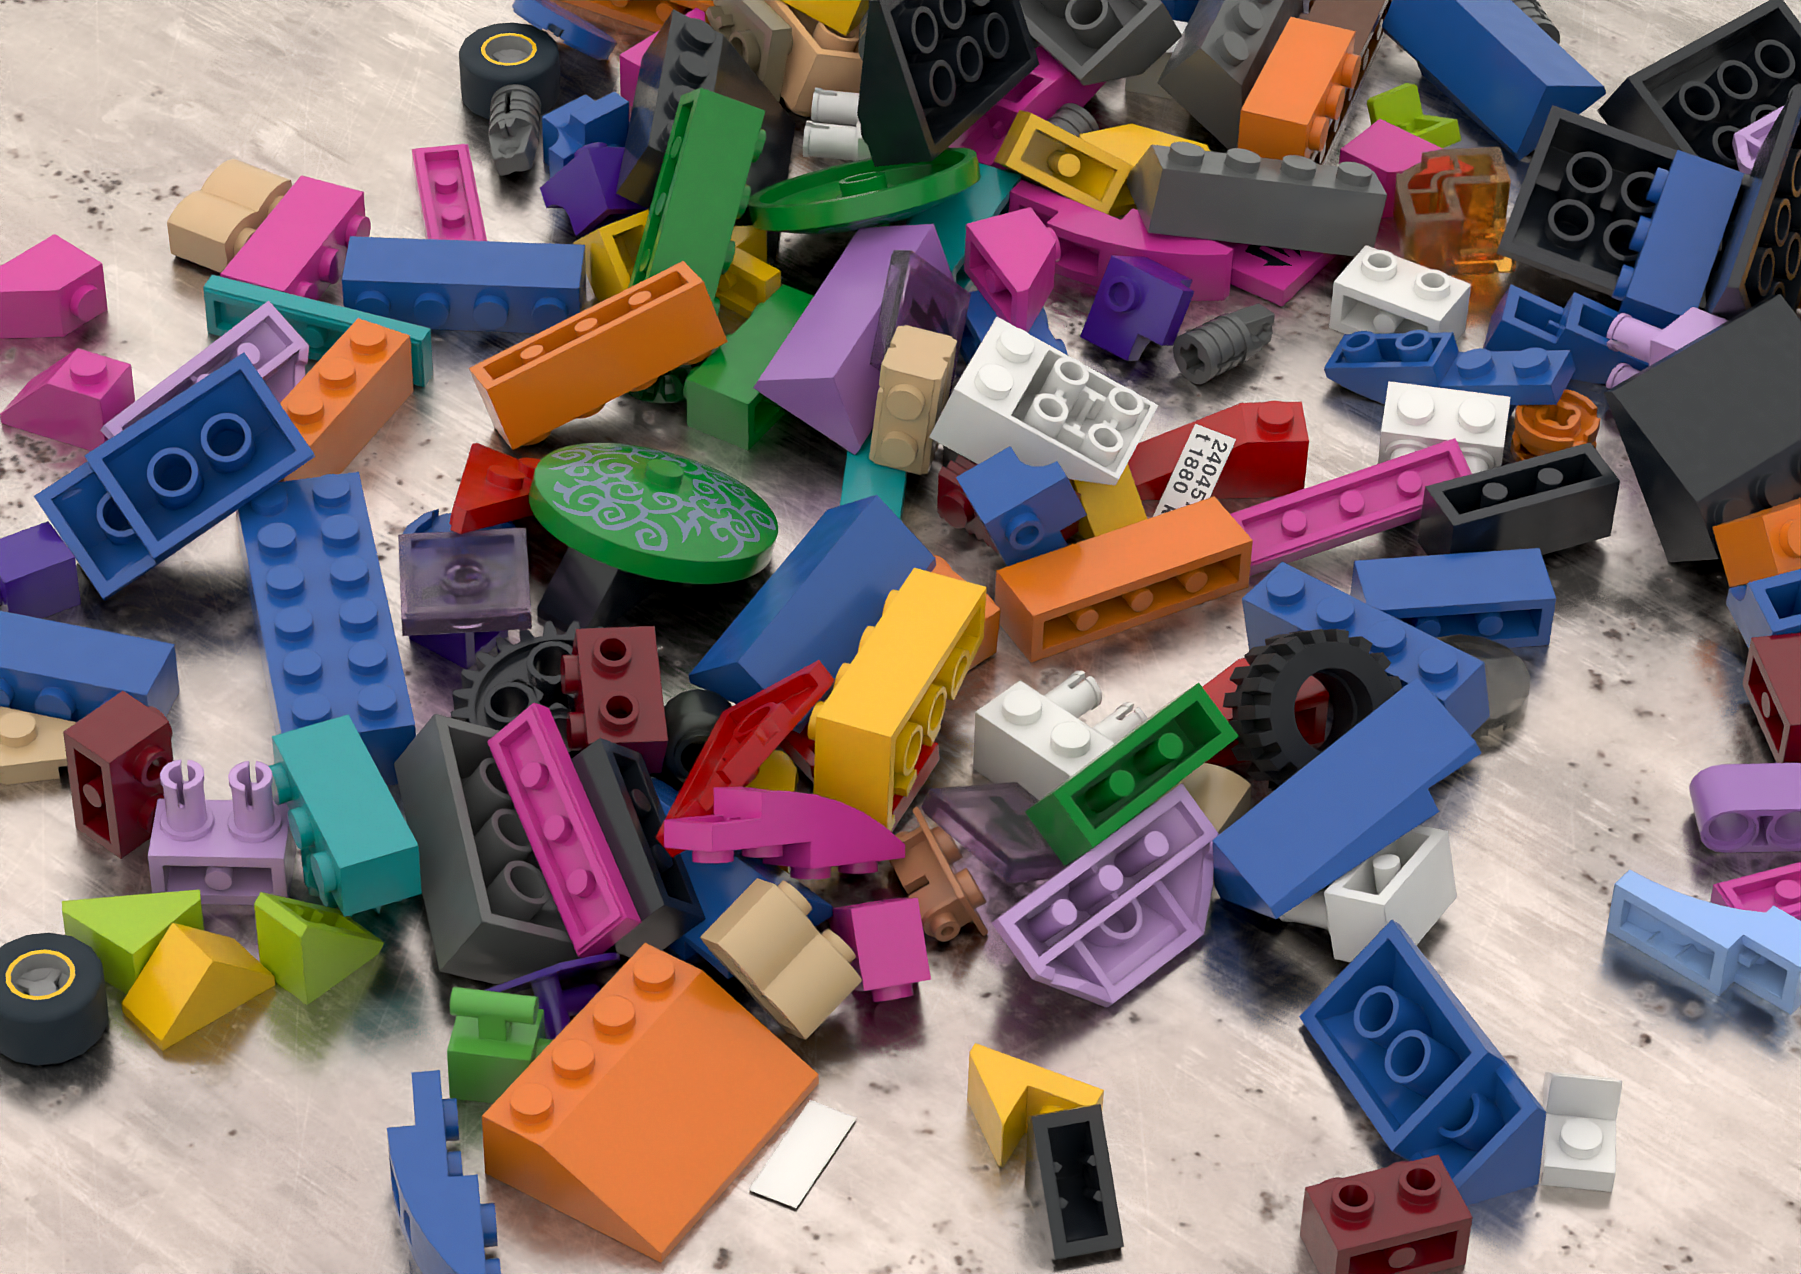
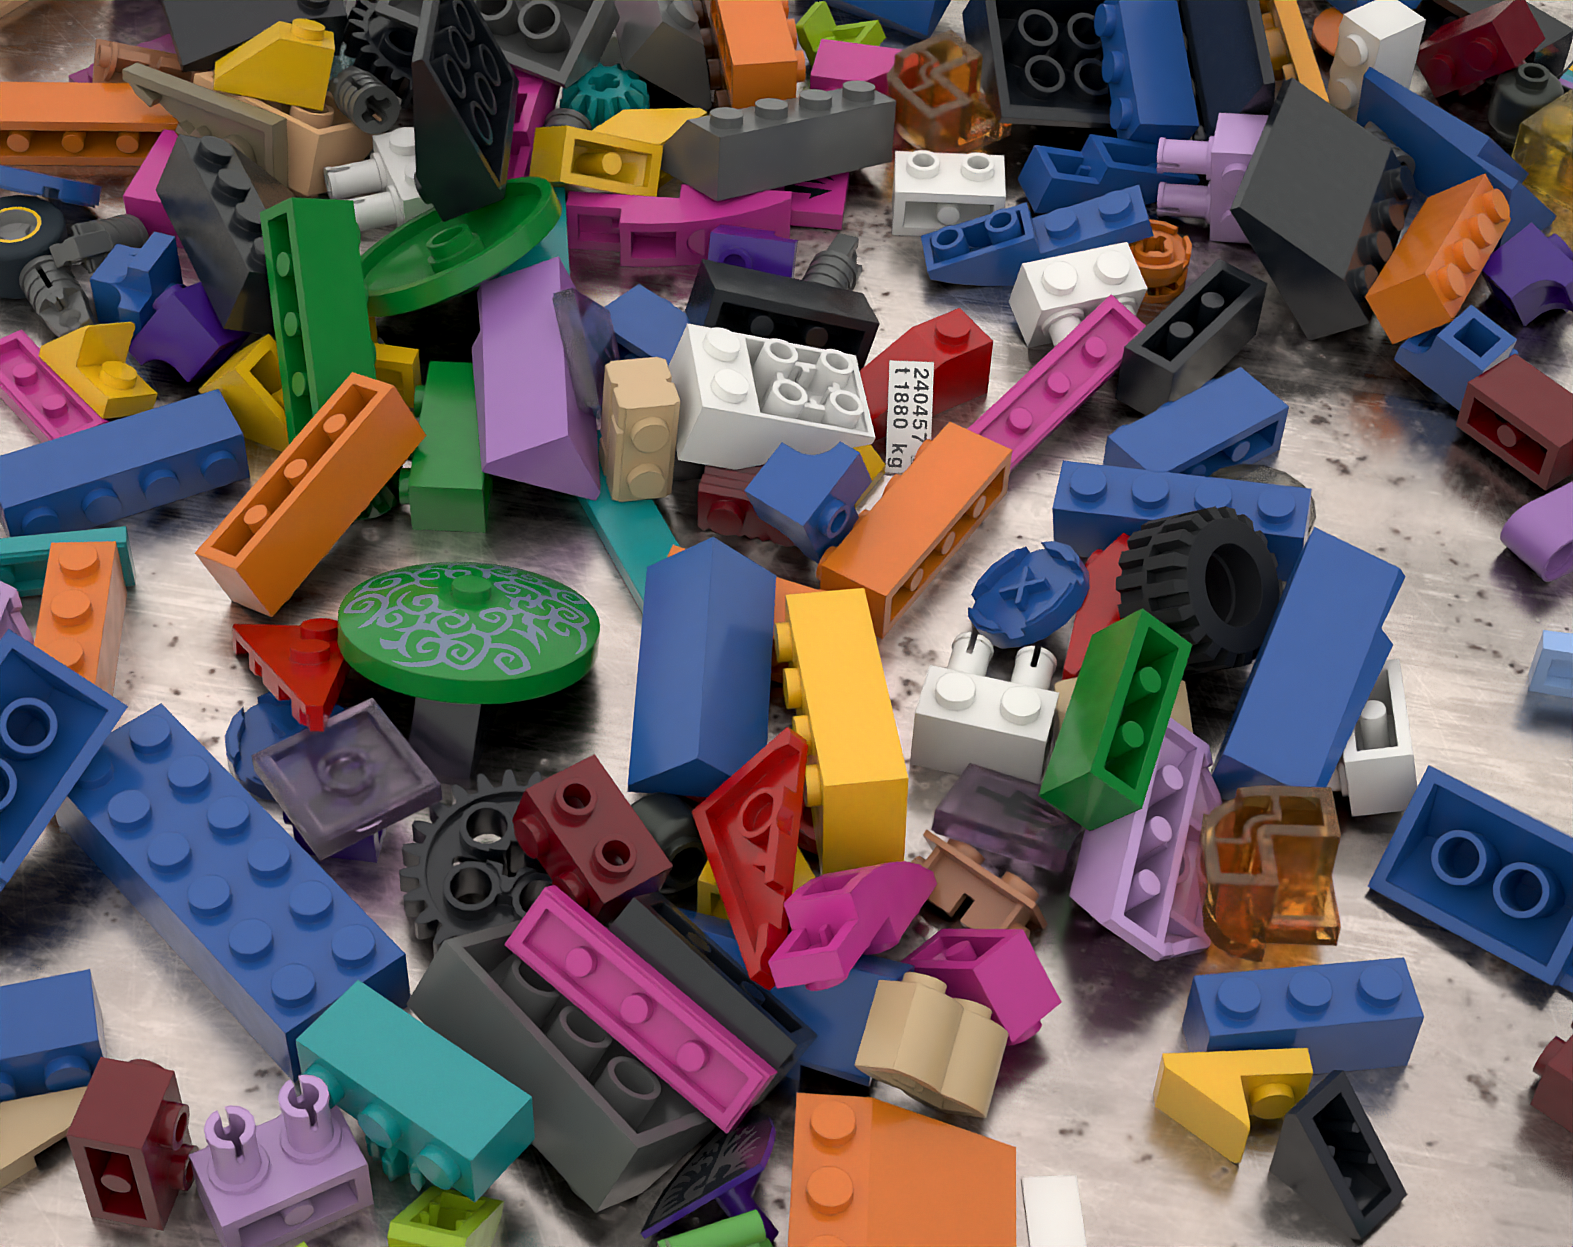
camera: 30 degrees left, 5 degrees up
(505, 196) = (95, 368): none -> yellow slope
(570, 83) = (96, 239): none -> dark grey hinge
(1012, 264) = (634, 272): dark pink slope -> none
(1132, 350) = (782, 309): none -> black brick
(1134, 102) = (605, 93): none -> teal gear
(1150, 1079) = (1342, 1012): none -> blue brick
(1174, 665) = (1029, 595): none -> blue tile
(1190, 952) = (1269, 870): none -> clear orange brick

